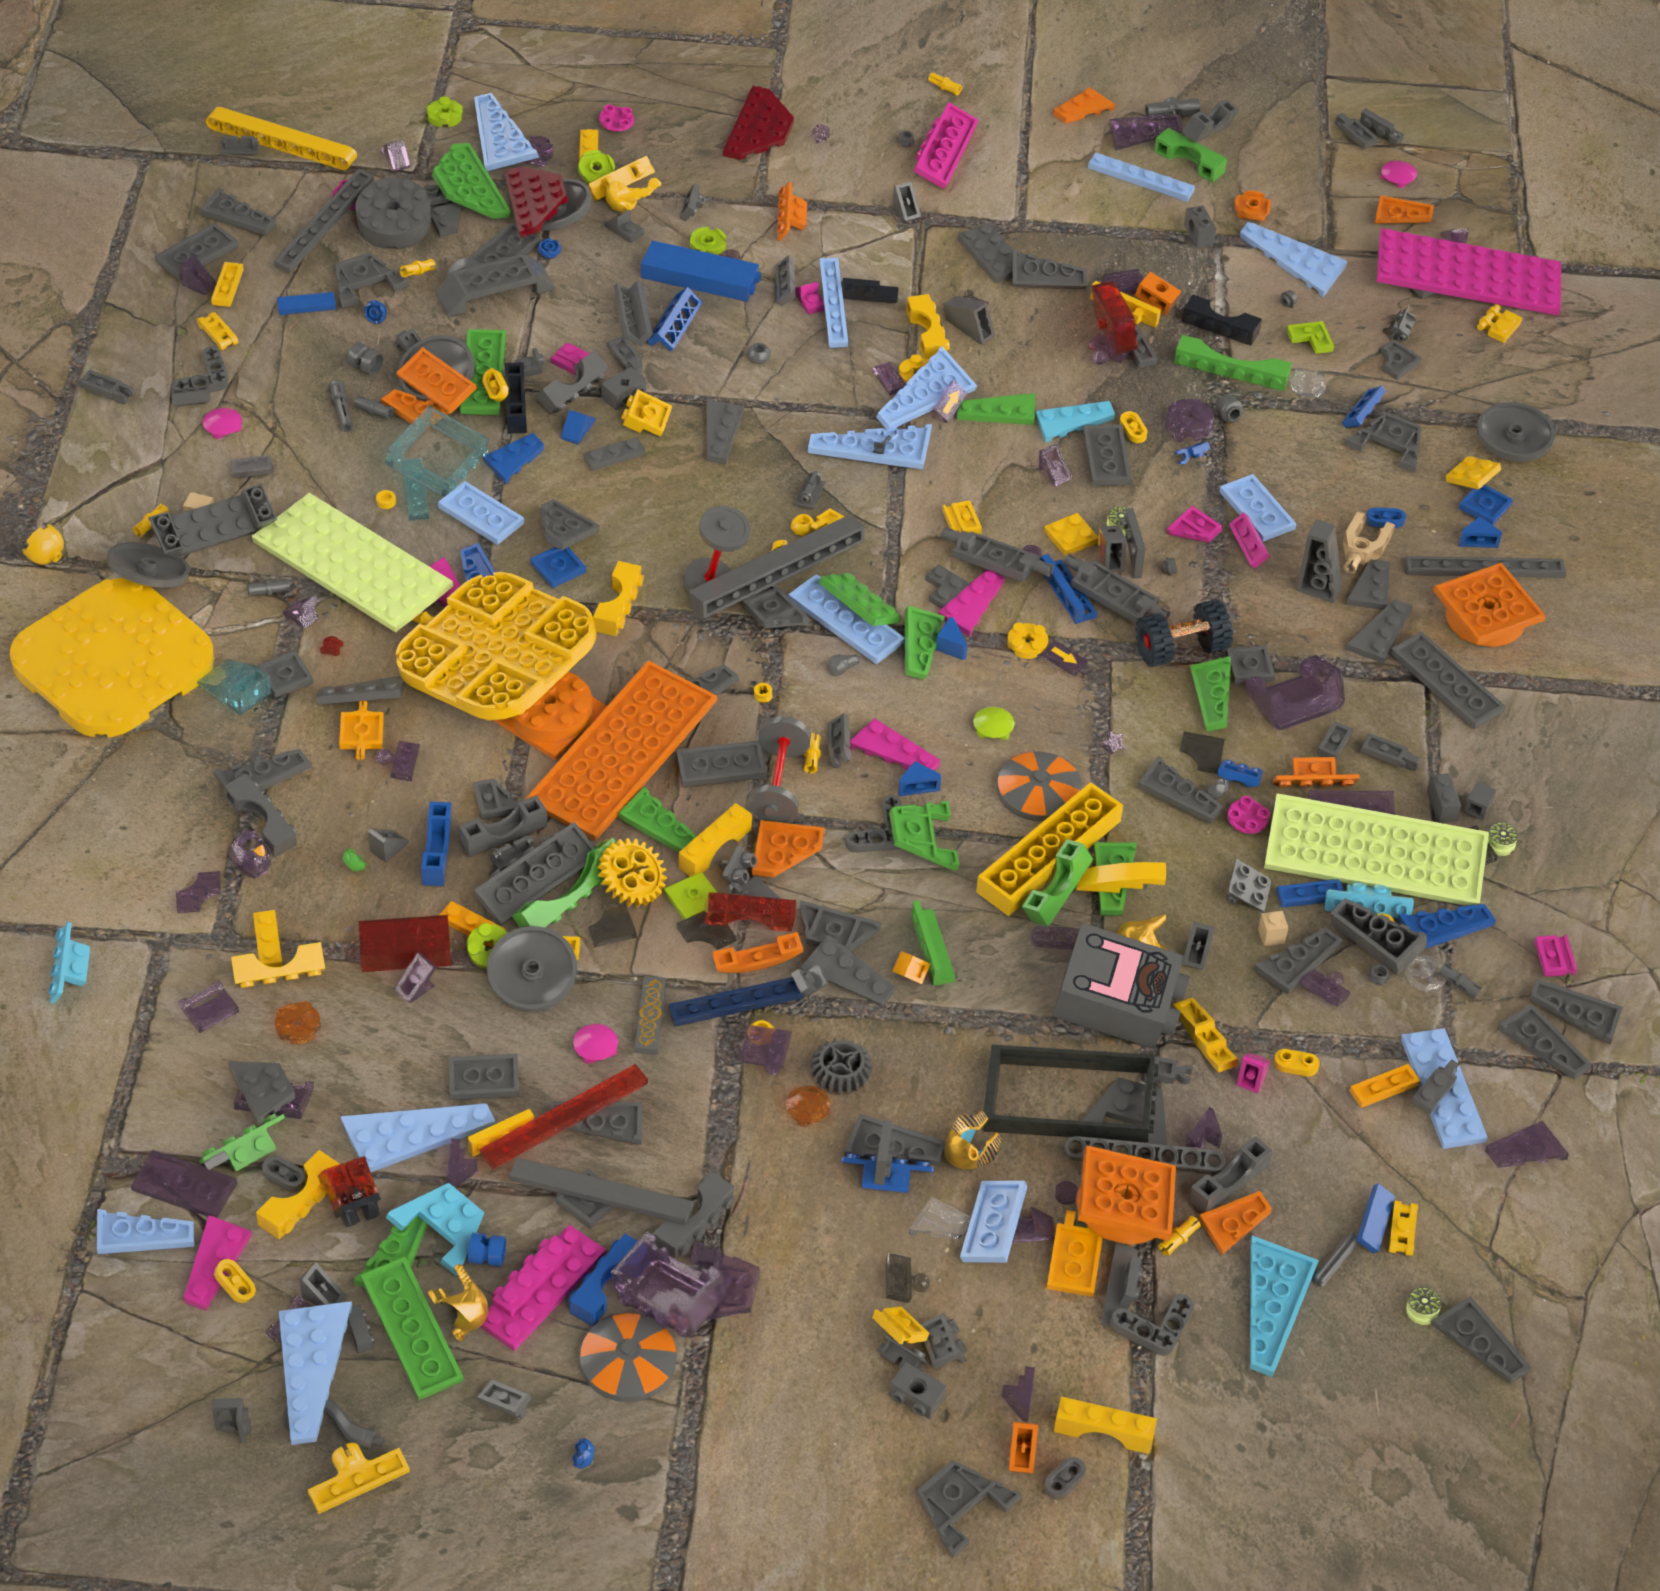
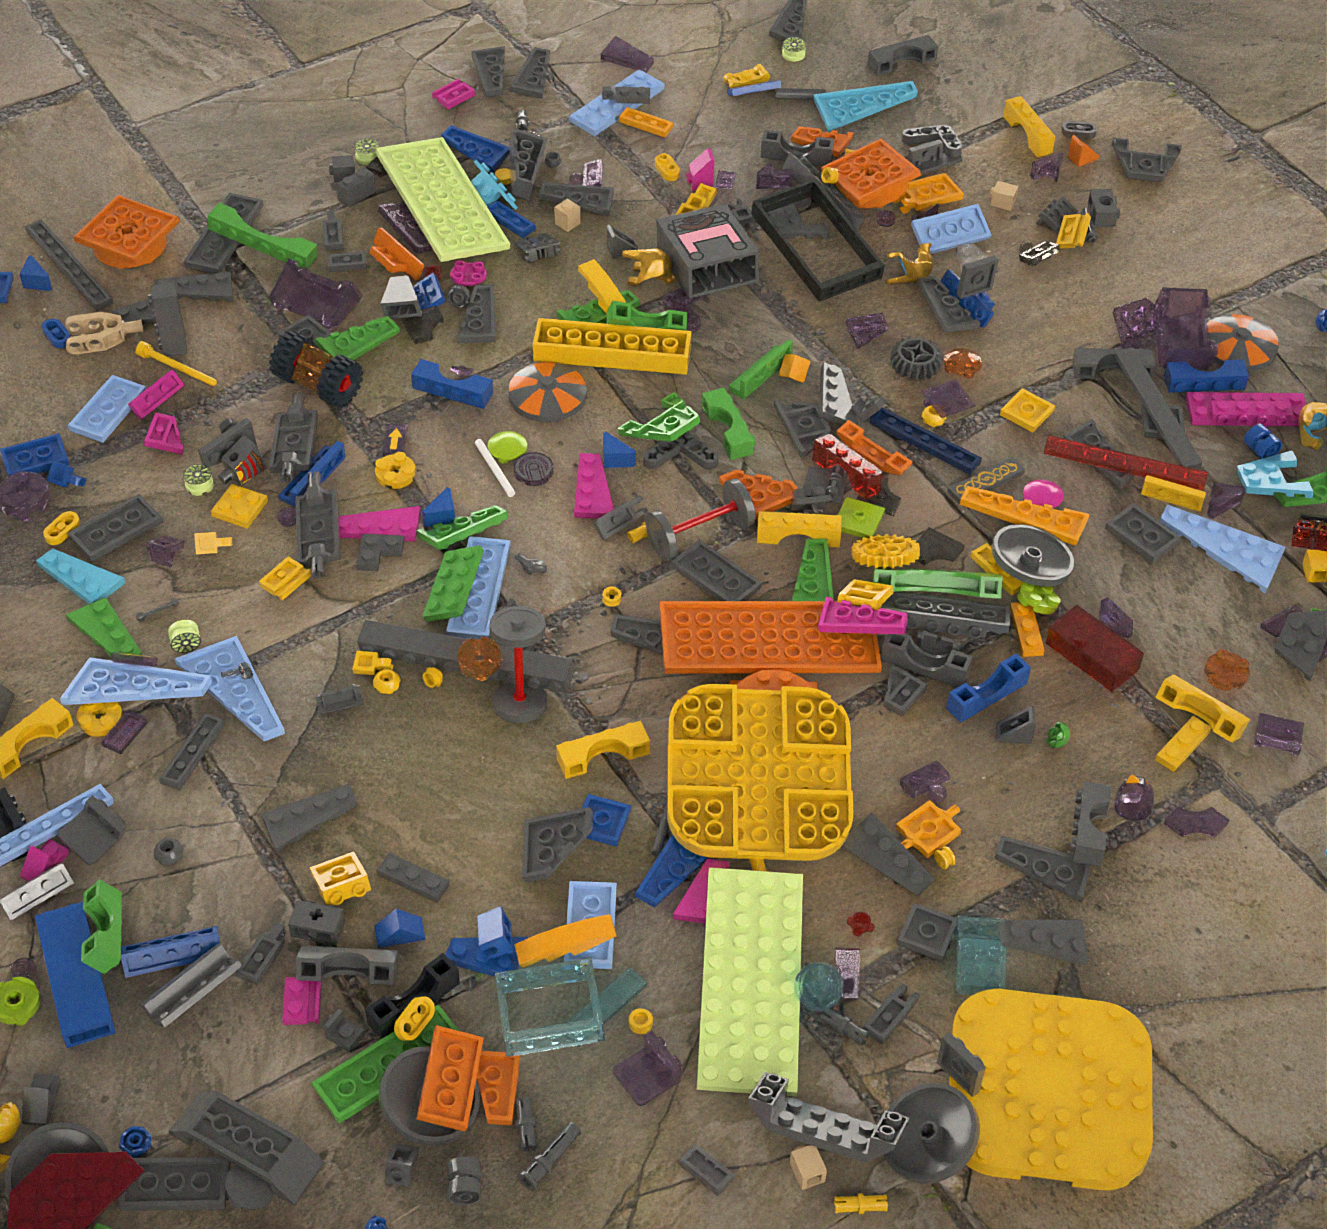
camera: 125 degrees left, 0 degrees up
(164, 590) = (961, 1064): none -> dark grey plate
(200, 727) = (1048, 938): none -> dark grey wing
(250, 614) = (890, 1014): none -> dark grey hinge
(304, 584) = (819, 986): none -> clear light blue cylinder
(328, 721) = (944, 858): none -> yellow bush
(344, 478) = (649, 1070): none -> bracket
(473, 480) = (565, 939): none -> light orange slope
(520, 457) = (495, 931): none -> hinge
(567, 1015) = (1065, 524): none -> light orange wing
(575, 796) = (854, 619): none -> dark pink wing
(599, 828) = (866, 593): none -> yellow plate
(696, 274) = (104, 907): none -> bright green arch
(700, 1104) = (1027, 410): none -> yellow plate
(764, 559) = (484, 667): none -> clear orange plate
(807, 320) = (93, 831): none -> dark grey bracket
(838, 402) = (192, 751): none -> dark grey tile
(907, 882) = (720, 407): none -> bright green arch
(916, 1058) = (866, 328): none -> wing
(948, 436) = (184, 636): none -> yellowish green wheel
(951, 724) = (533, 468): none -> tile
(974, 702) = (495, 468): none -> white bar
(999, 433) = (141, 616): none -> dark grey hinge
(1011, 1314) = (1003, 195): none -> tan brick
(1039, 495) = (209, 543): none -> yellow plate
(1121, 713) = (471, 391): none -> blue arch
(1148, 1152) = (830, 175): none -> yellow bush
(1233, 1092) = (725, 179): none -> clear purple plate
(1236, 449) = (34, 455): none -> blue tile
(1243, 743) = (400, 299): none -> slope
(1269, 792) = (433, 269): none -> clear red plate
(1270, 575) = (145, 350): none -> yellow piece
(1336, 1377) = (918, 49): none -> dark grey arch
(1442, 672) = (229, 224): none -> bright green arch

